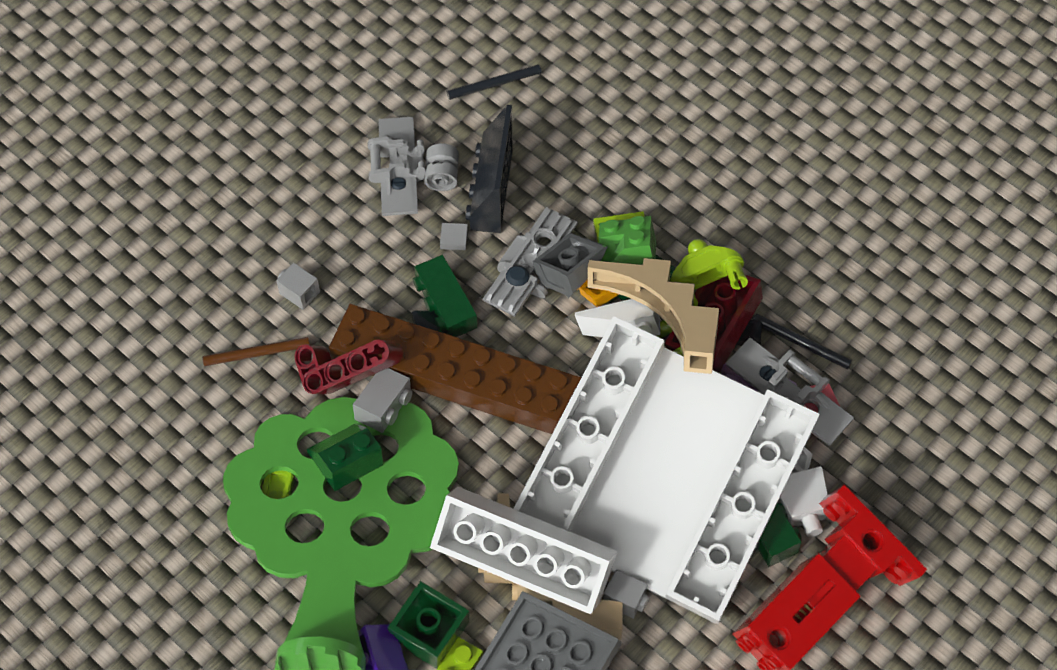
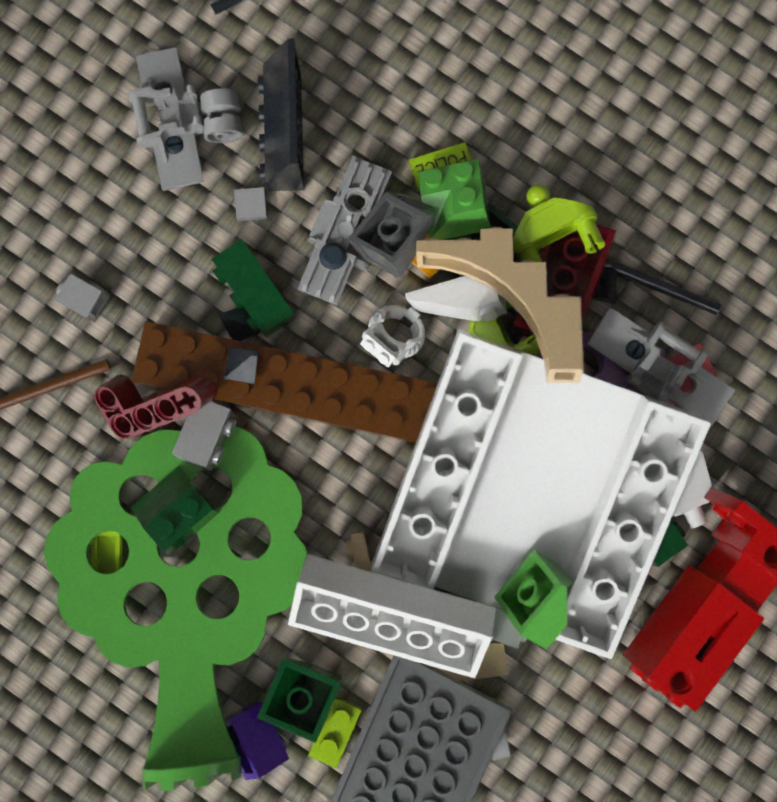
camera: 10 degrees left, 25 degrees up
(427, 342) = (242, 365): none -> black slope
(555, 352) = (386, 348): none -> white piece
(656, 553) = (536, 599): none -> bright green slope

